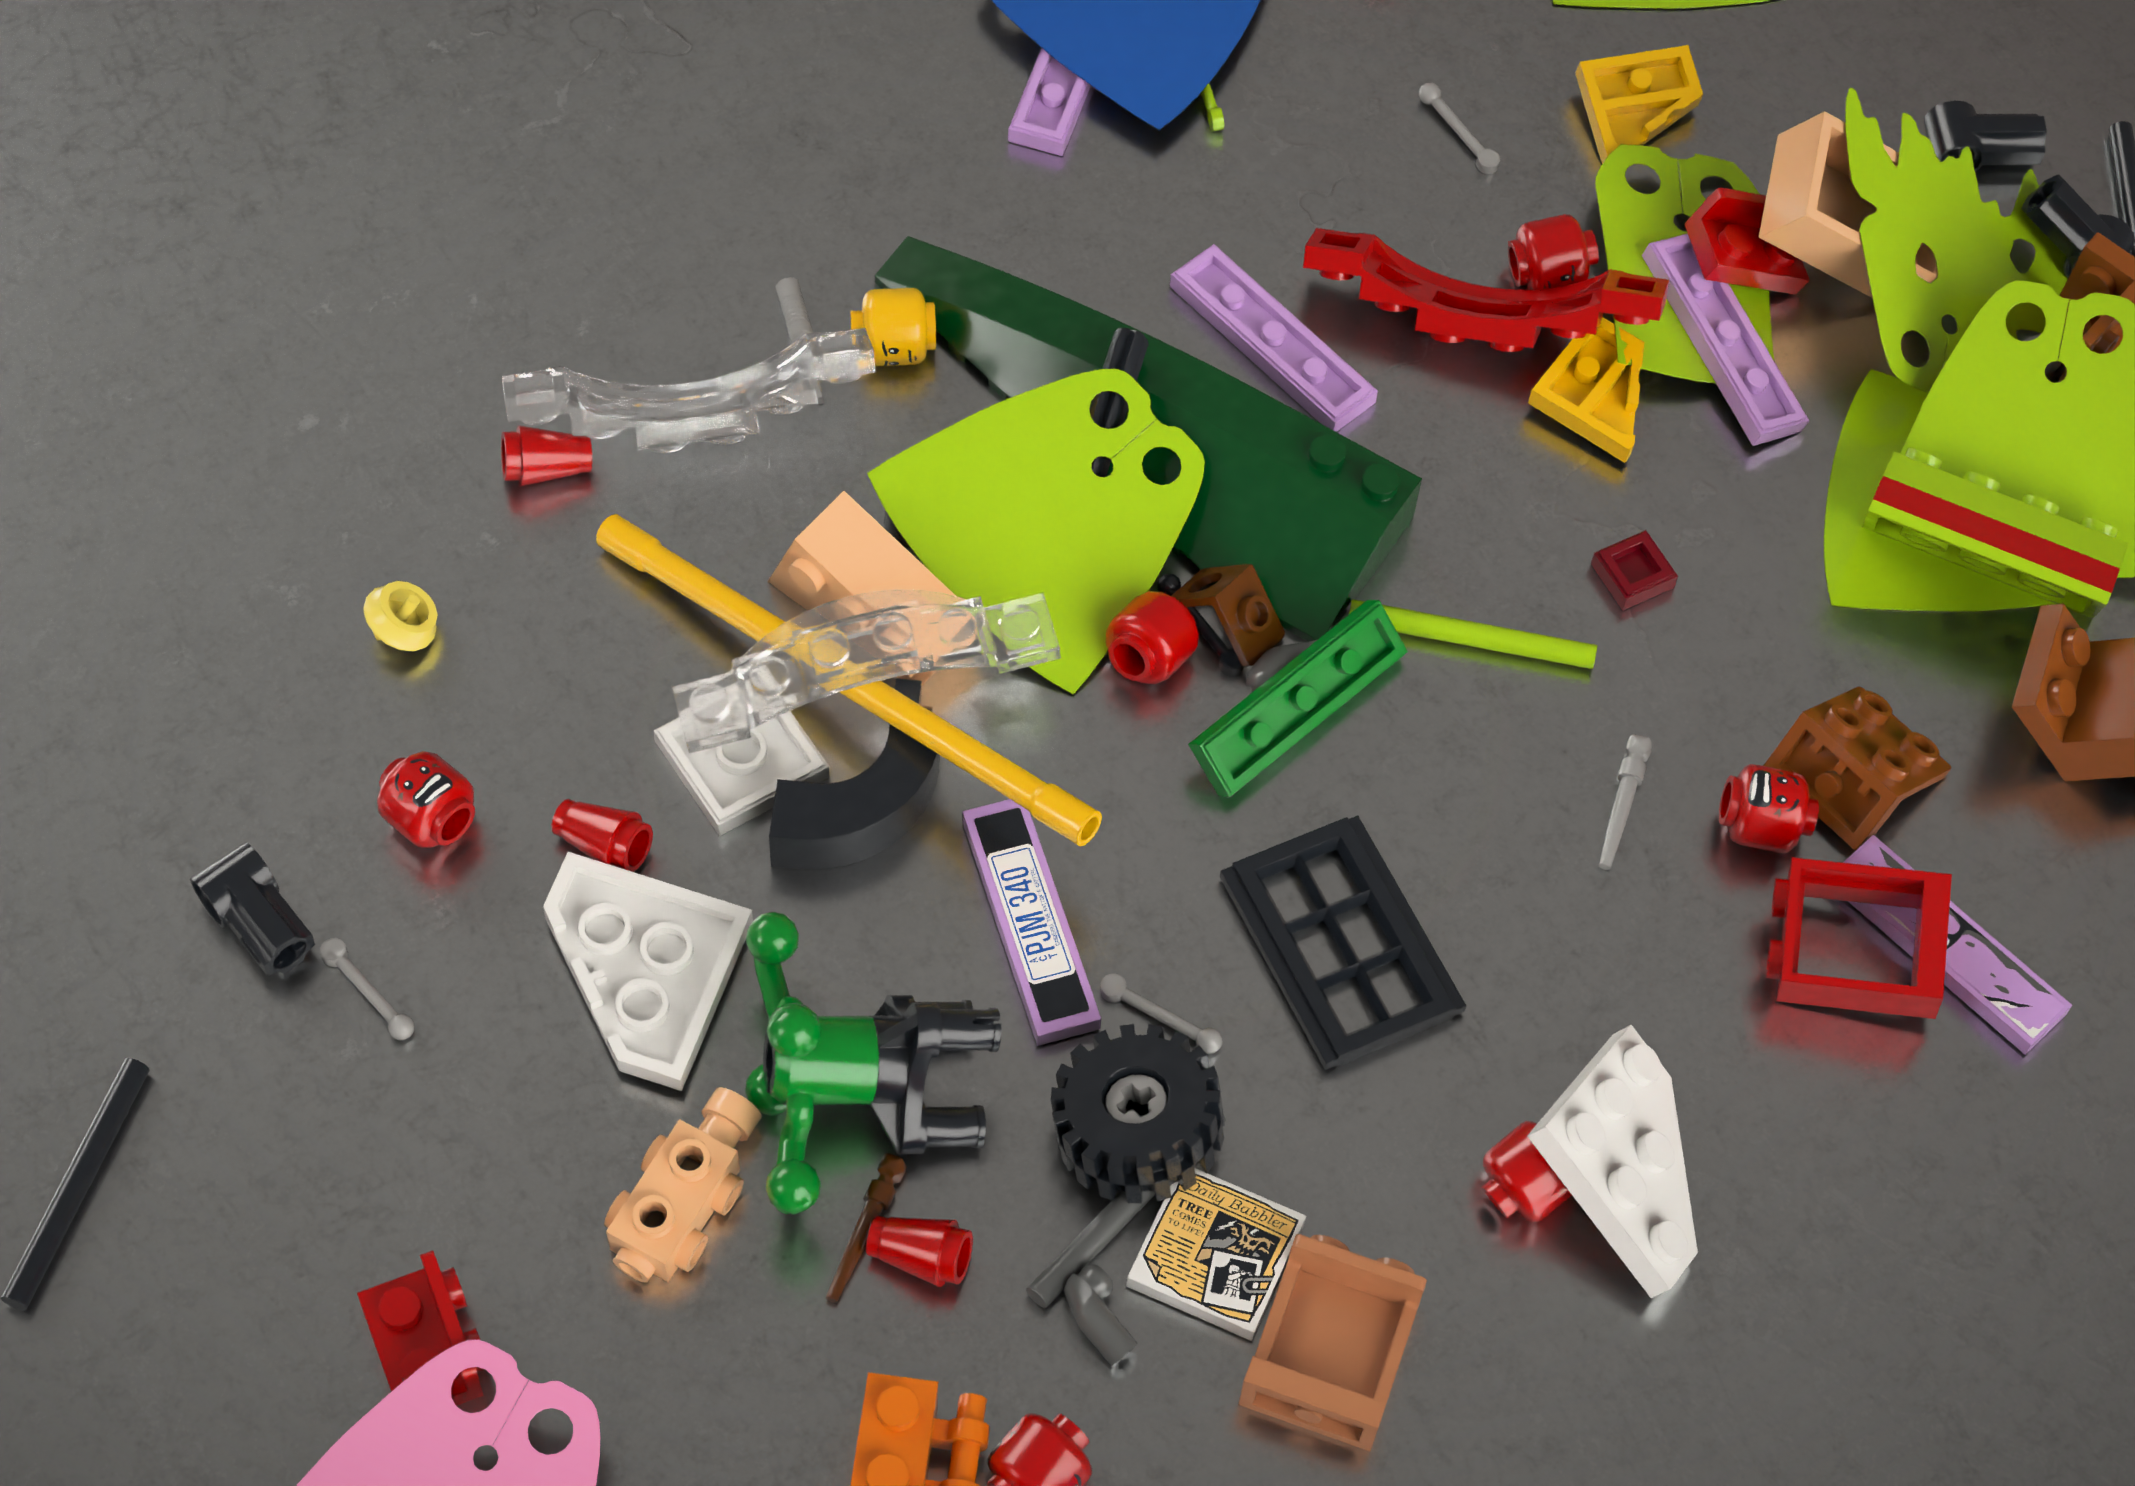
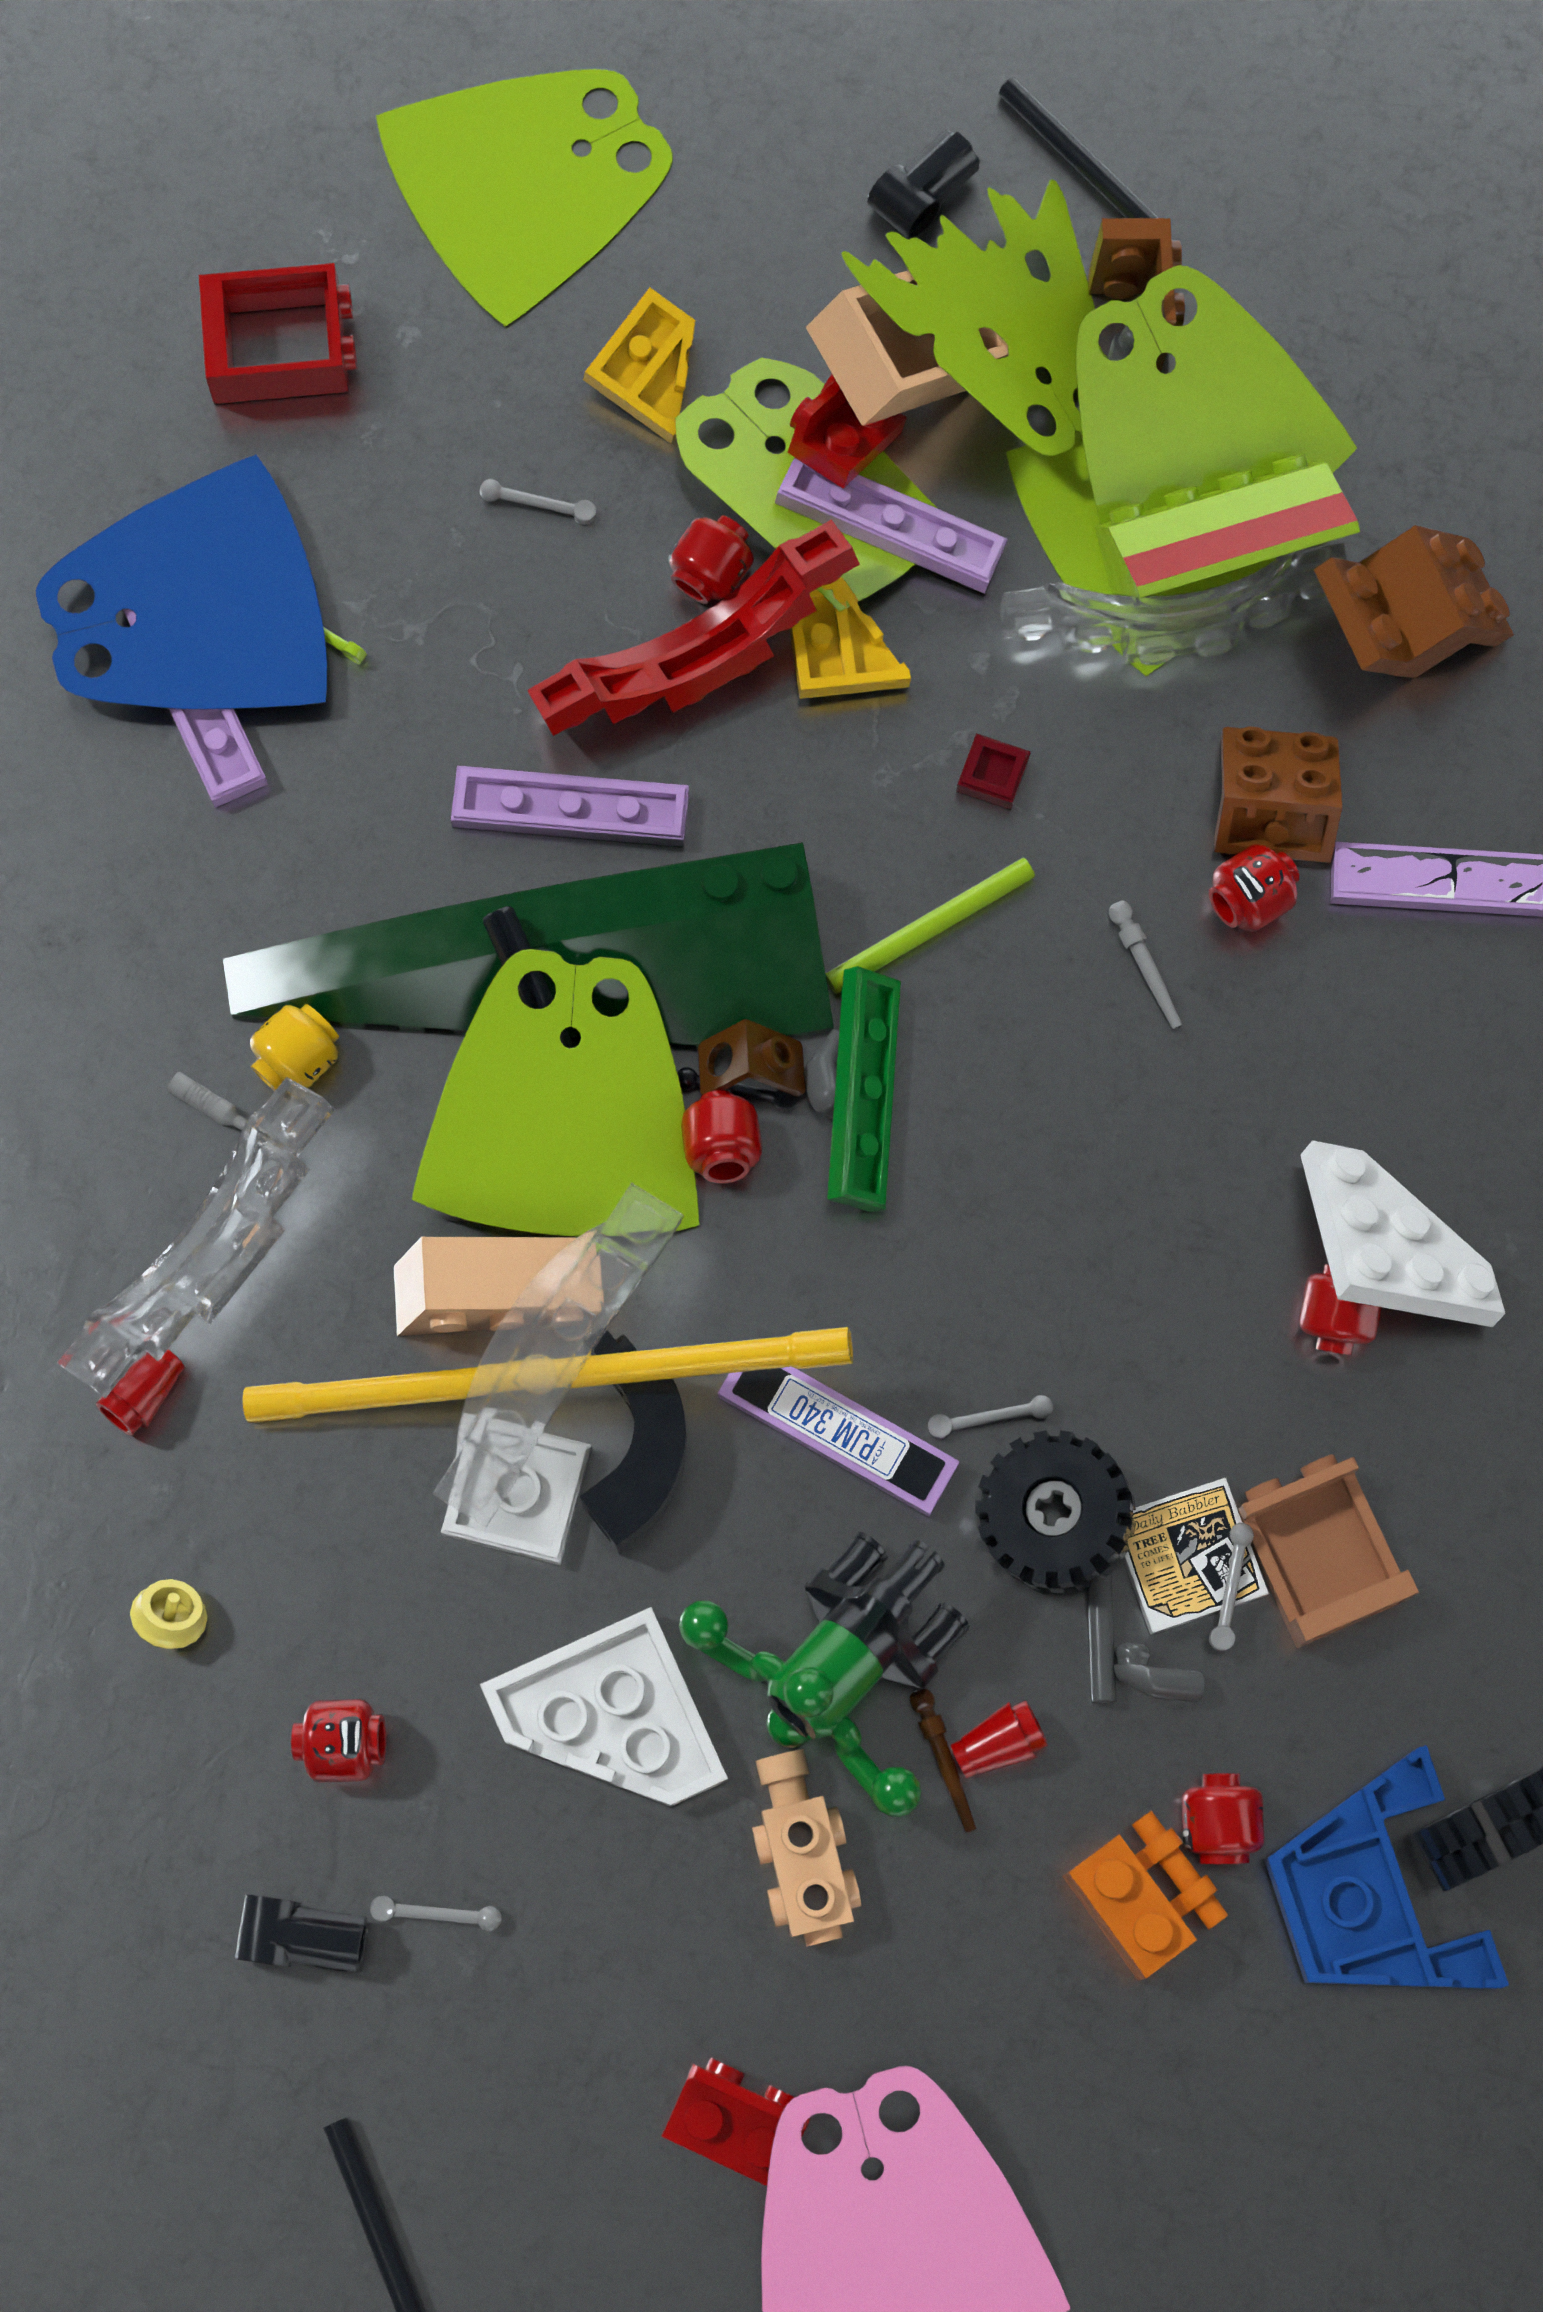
camera: 40 degrees left, 15 degrees up
(604, 833) = (486, 1645): red cone -> none
(1181, 1327) = (1223, 1637): none -> light grey hinge
(1290, 967) = (1037, 1297): black piece -> none
(1863, 884) = (1452, 902): red window -> none
(1885, 568) = (1171, 625): none -> clear piece
(2071, 221) = (1060, 212): black piece -> none

